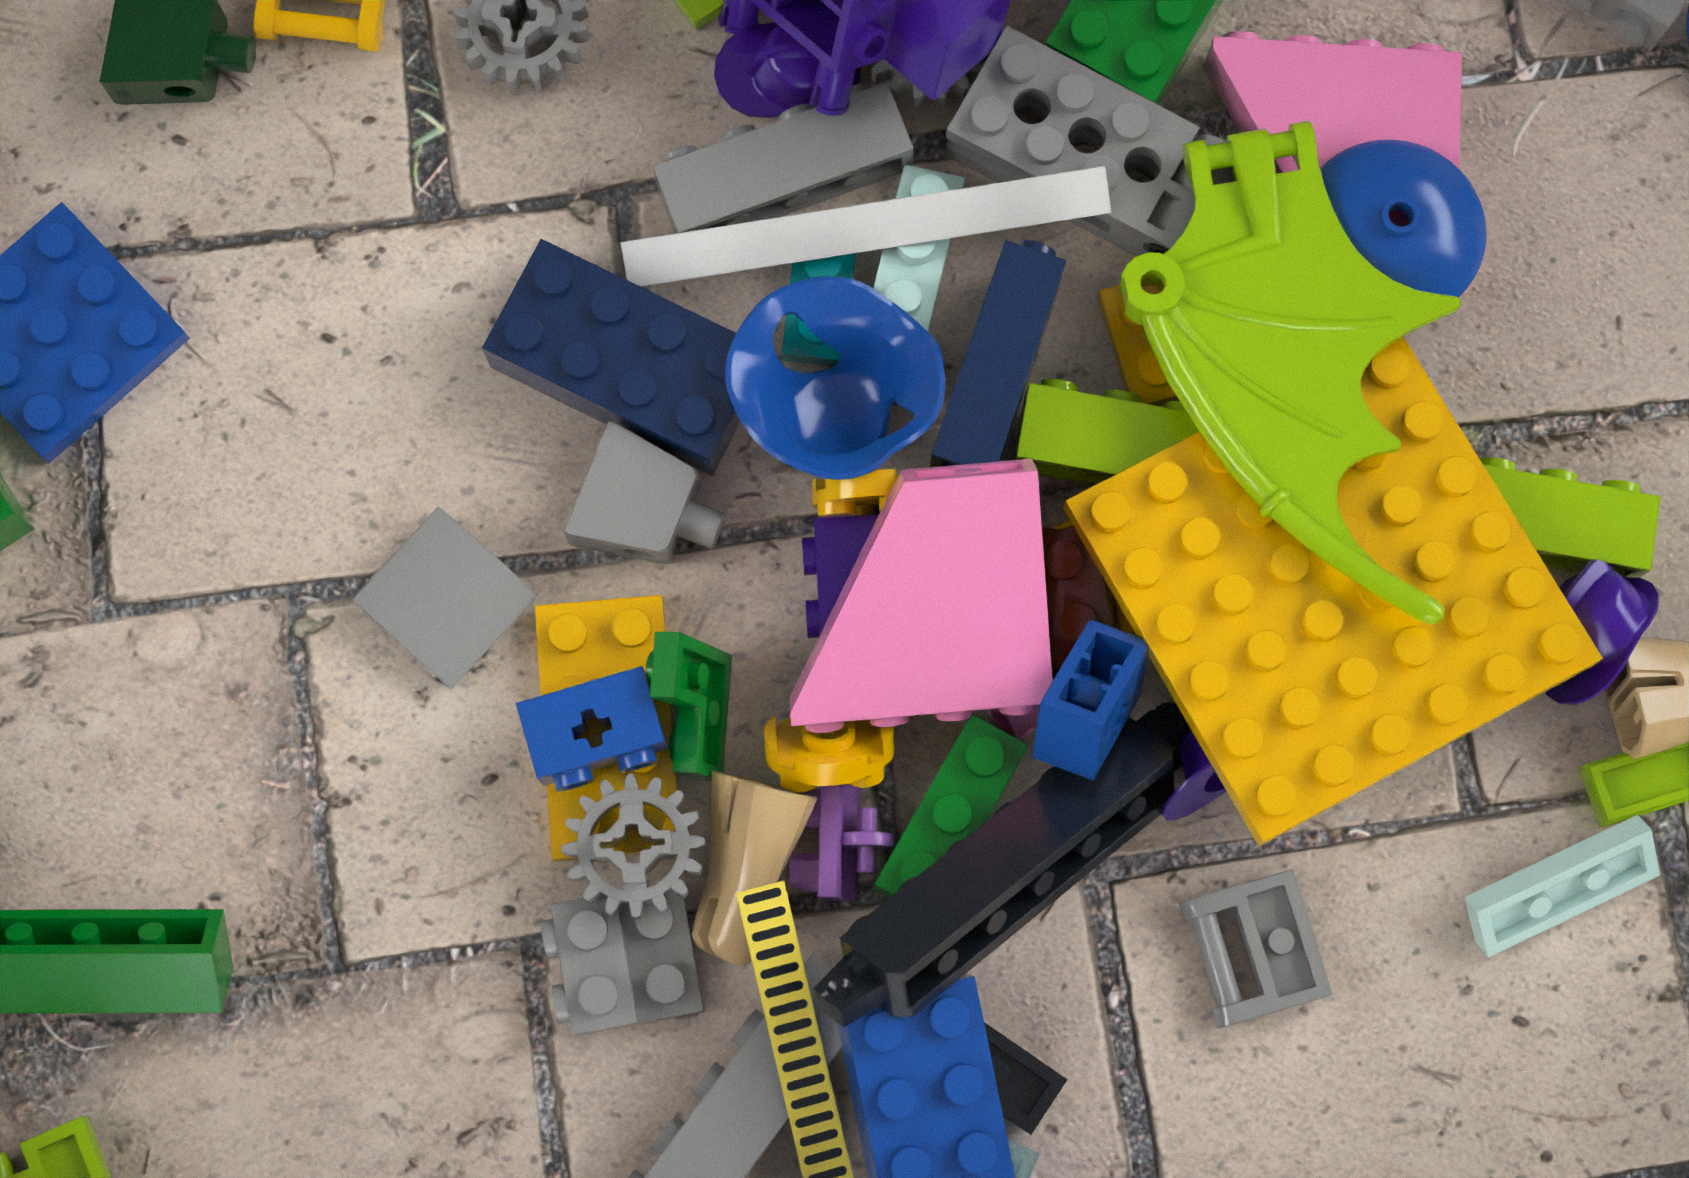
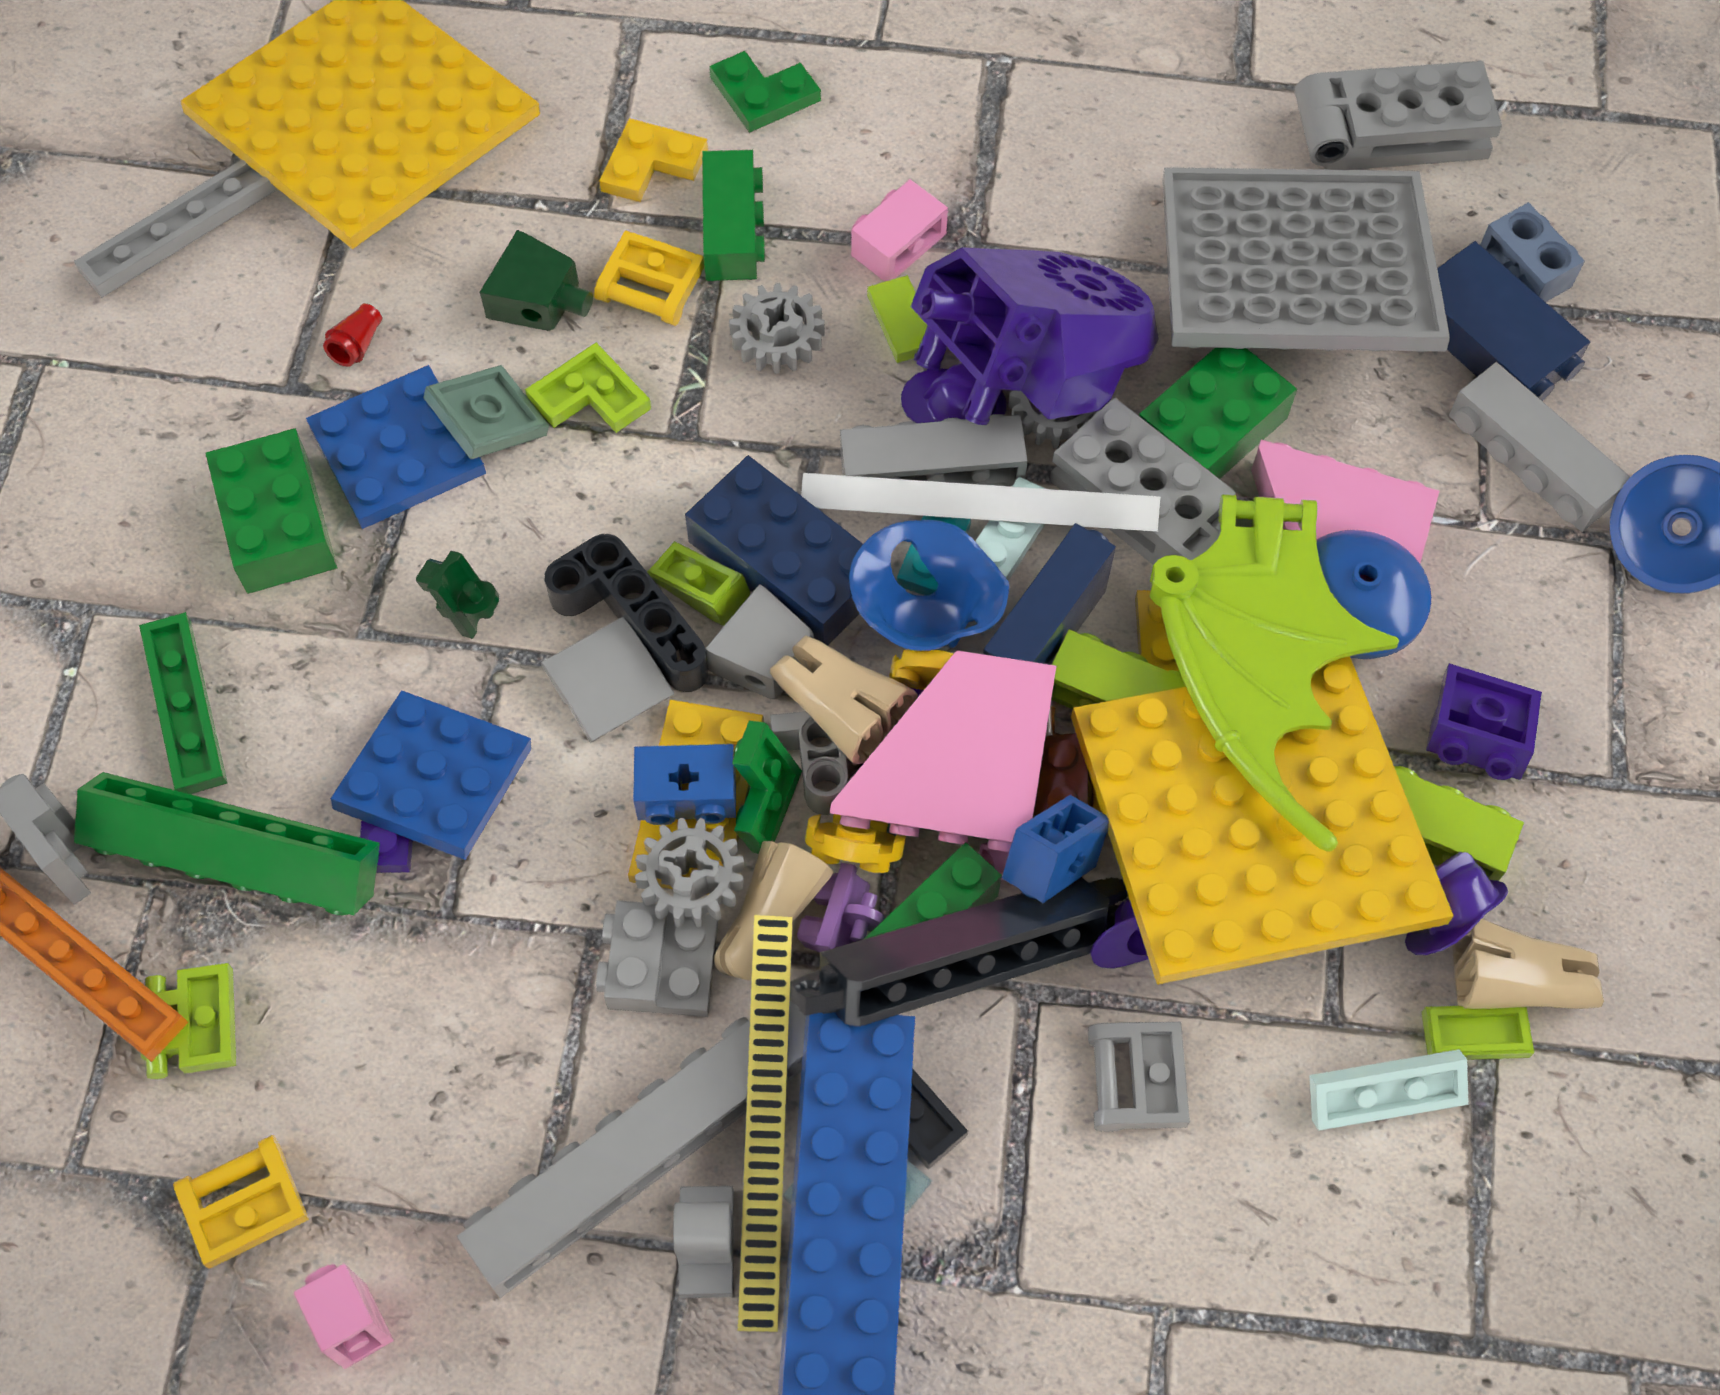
camera: 15 degrees right, 15 degrees down
(163, 254) = (486, 411): none -> sand green plate
(214, 536) = (458, 592): none -> dark green hips
(235, 891) = (394, 849): none -> dark purple plate
(258, 792) = (432, 774): none -> blue plate
(288, 169) = (593, 380): none -> lime plate
(459, 499) = (643, 613): none -> black beam
(523, 425) = (700, 582): none -> lime slope
(757, 643) = (817, 763): none -> light grey tile
(765, 559) = (843, 697): none -> tan piece
(1583, 364) = (1484, 723): none -> dark purple plate

